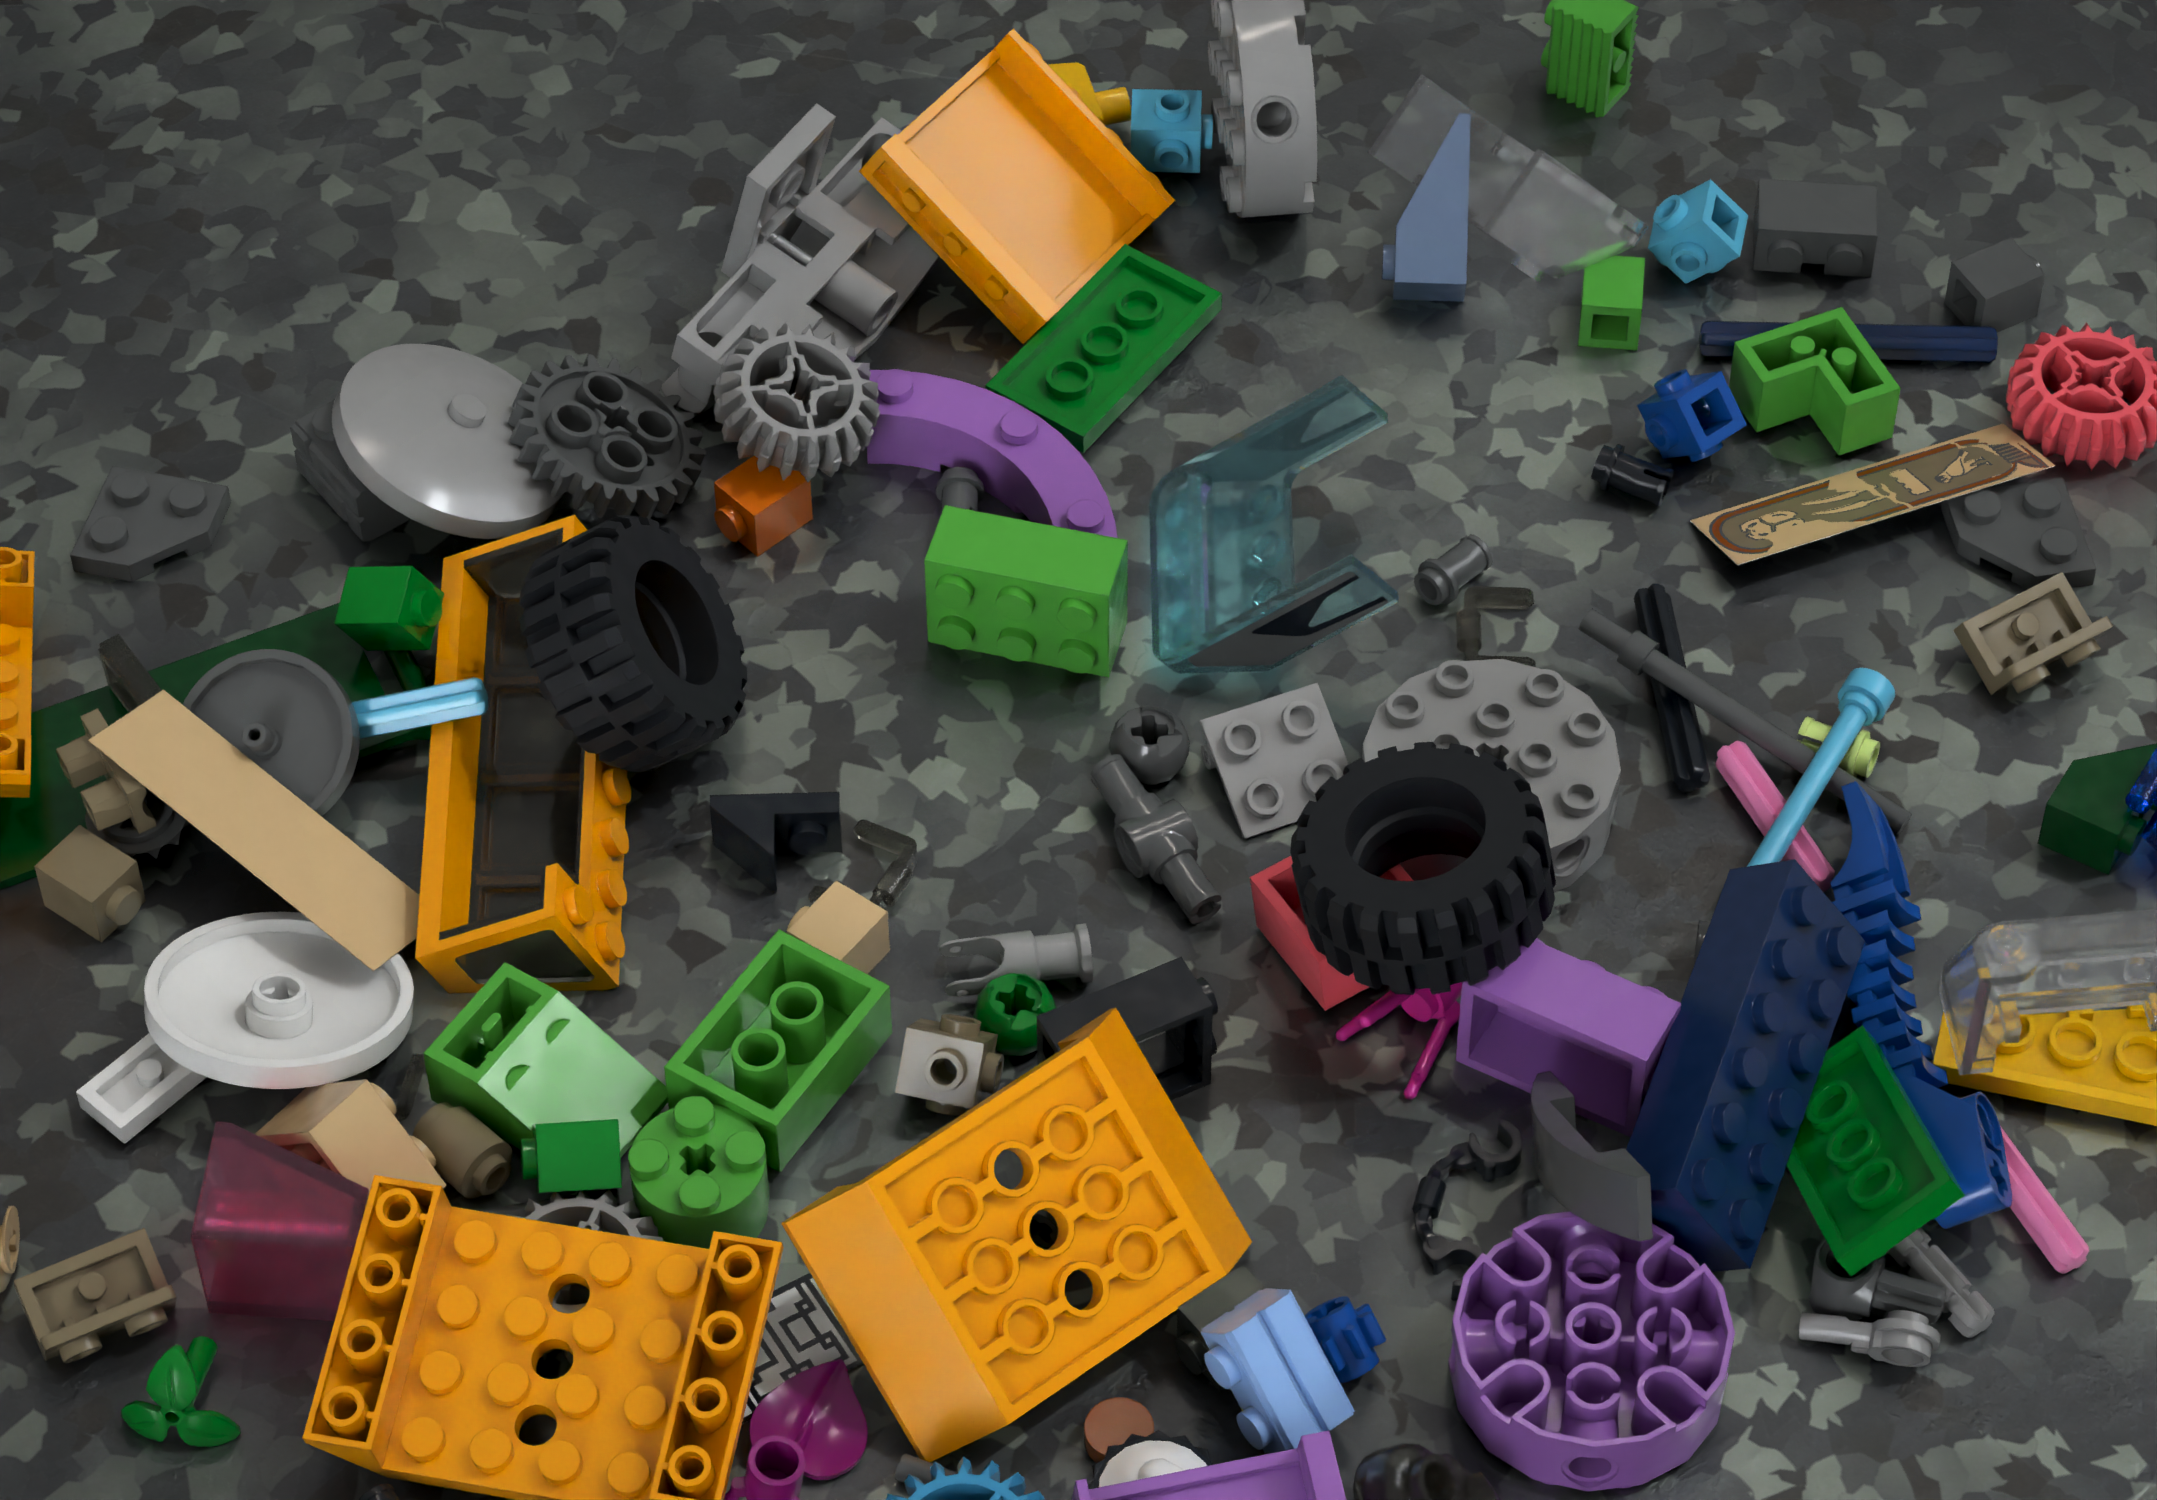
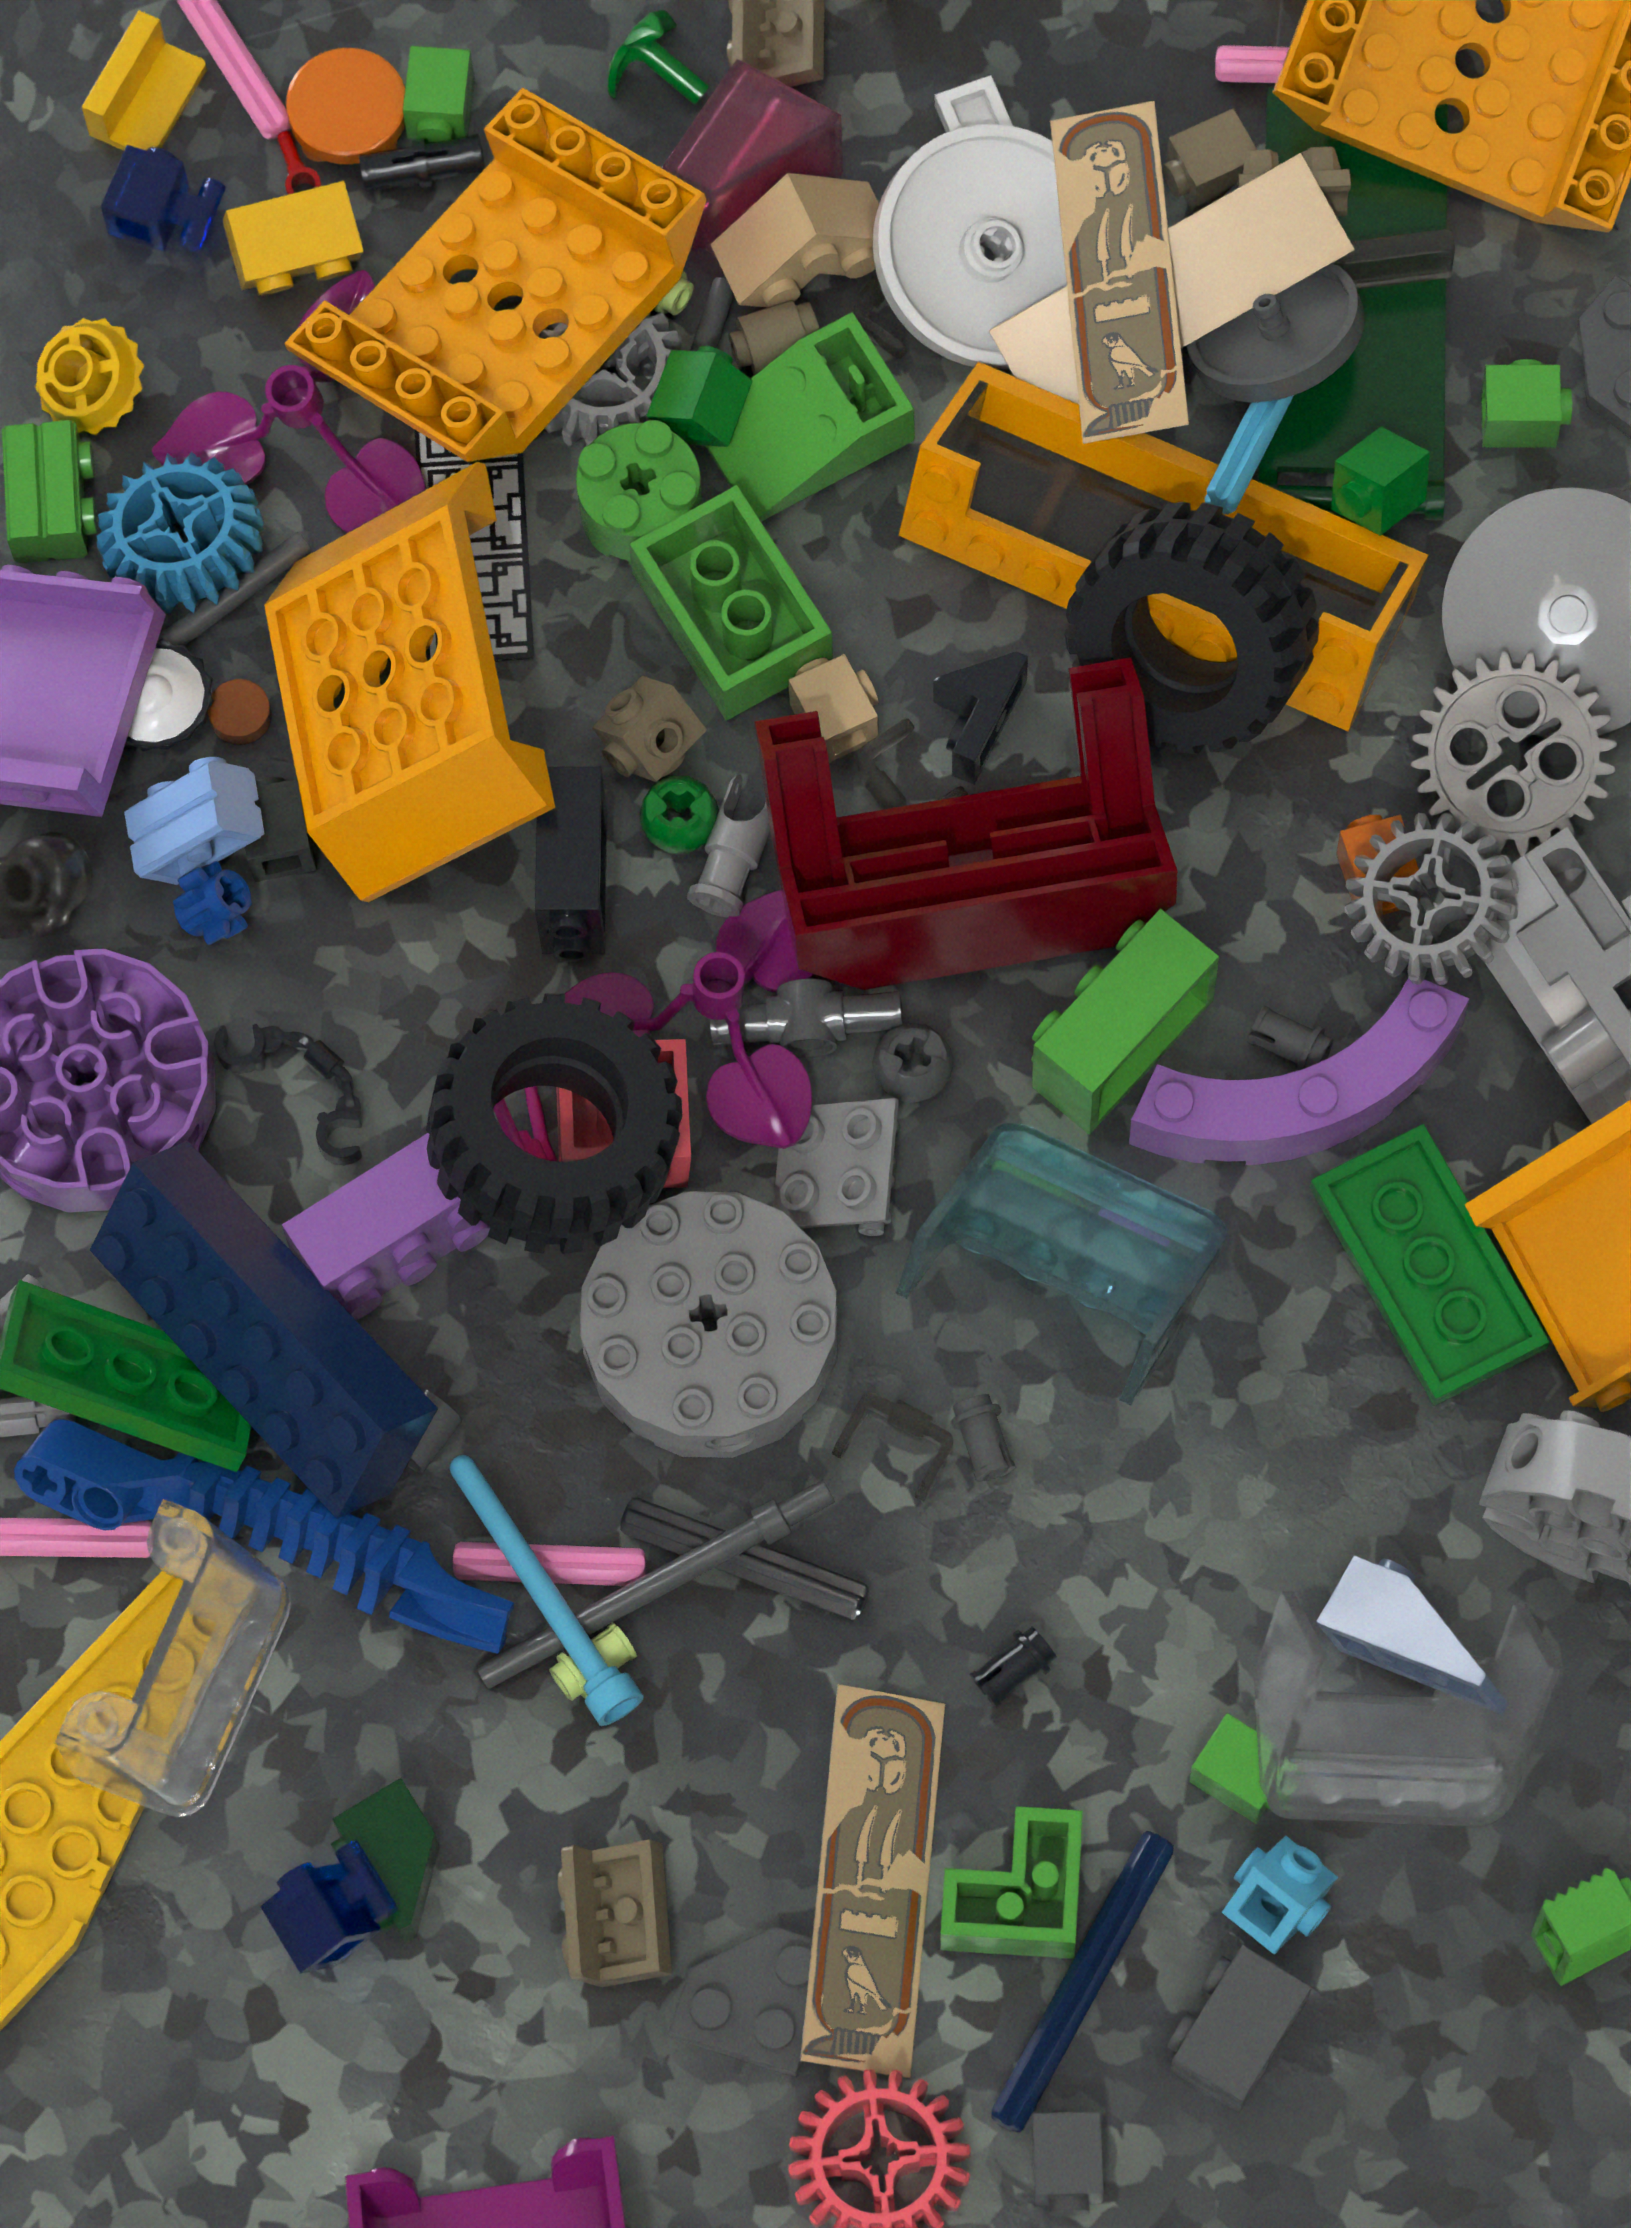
camera: 120 degrees right, 20 degrees up
(243, 568) = (1523, 405): none -> bright green brick
(268, 865) = (1119, 272): none -> sticker
(996, 801) = (977, 873): none -> dark red wedge
(1254, 830) = (759, 1096): none -> magenta plant
(1598, 1187) = (311, 1161): dark grey slope -> none
(1691, 415) = (1040, 1746): blue brick -> none

